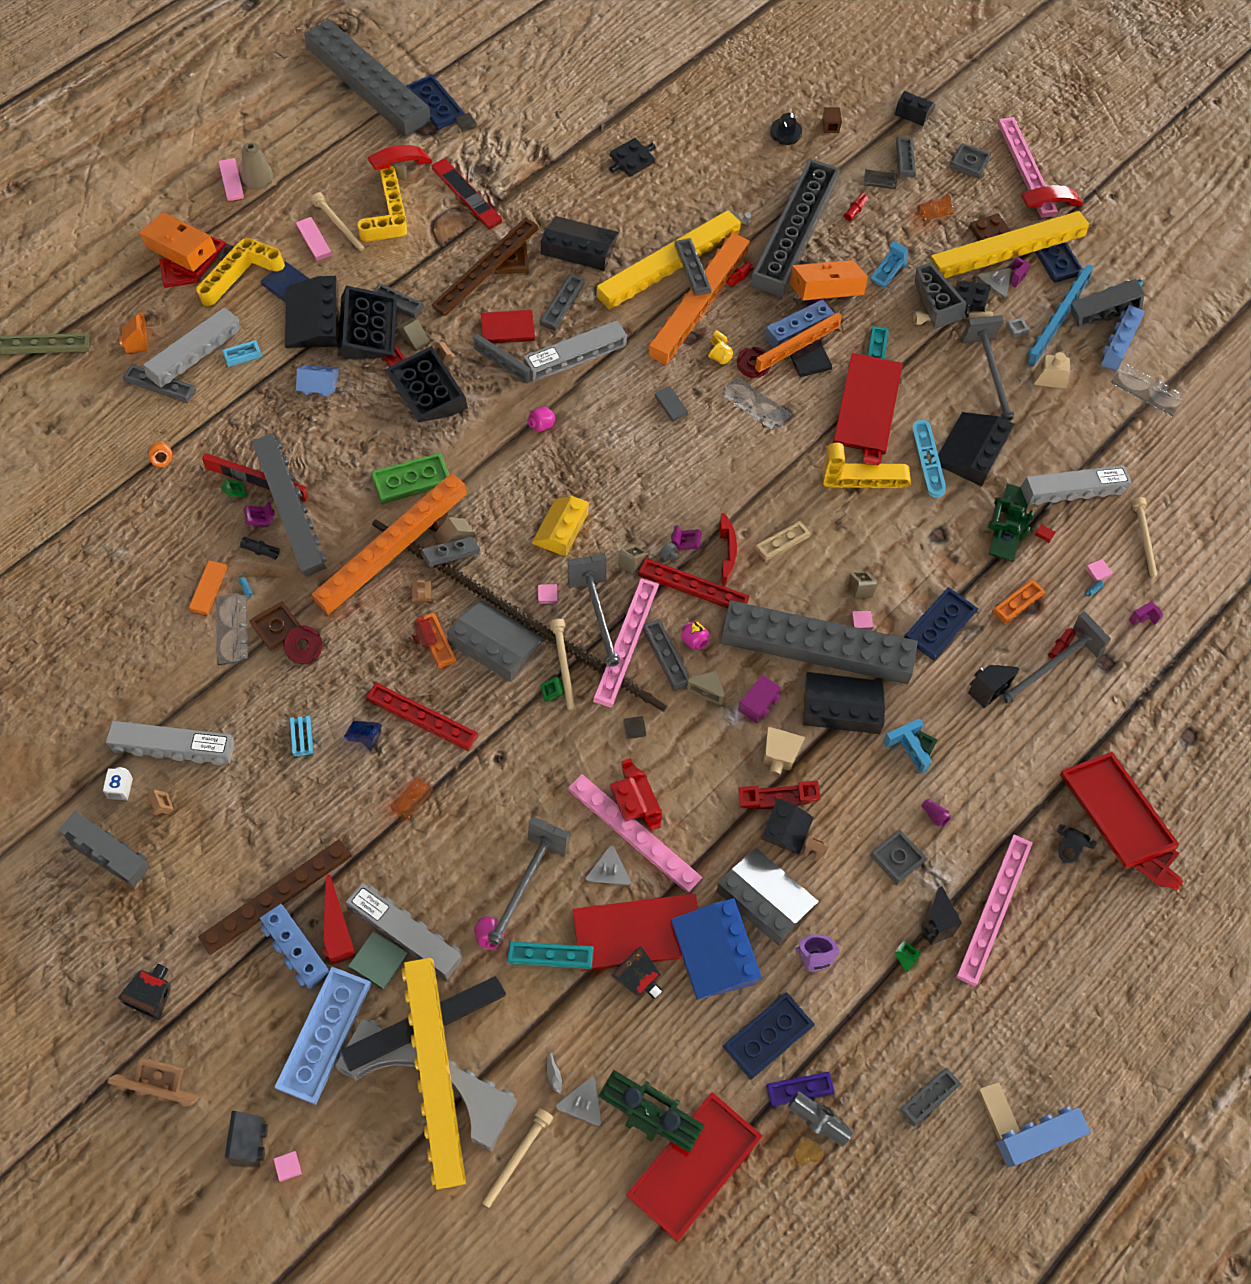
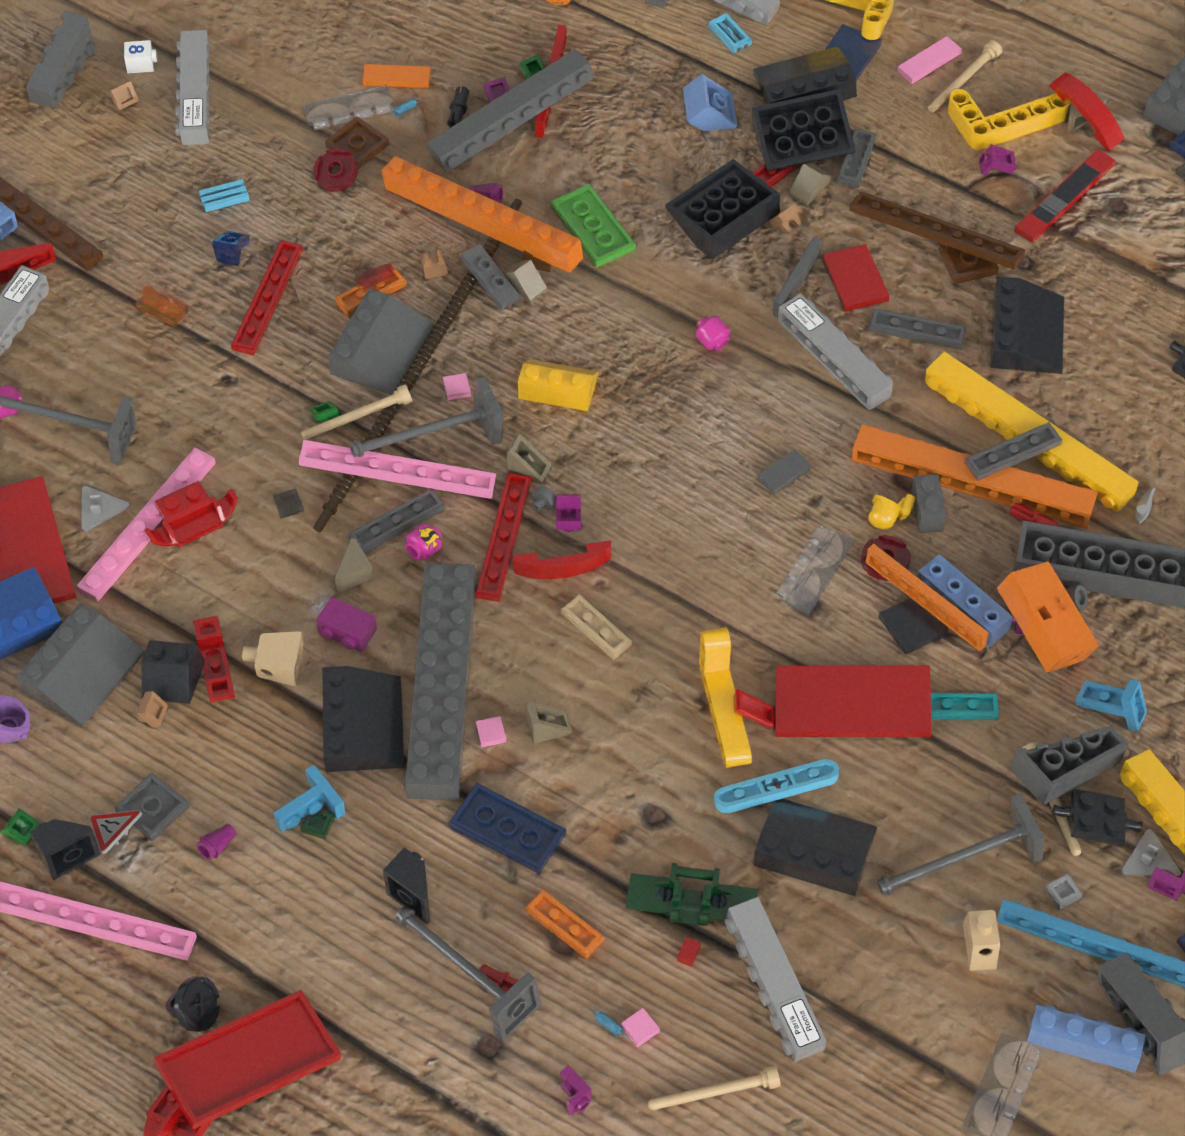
camera: 85 degrees right, 5 degrees down
(360, 541) = (489, 190): none -> magenta cone
(425, 222) = (997, 158): none -> magenta bracket
(721, 322) = (928, 503): none -> dark grey brick
(918, 884) = (111, 827): none -> piece

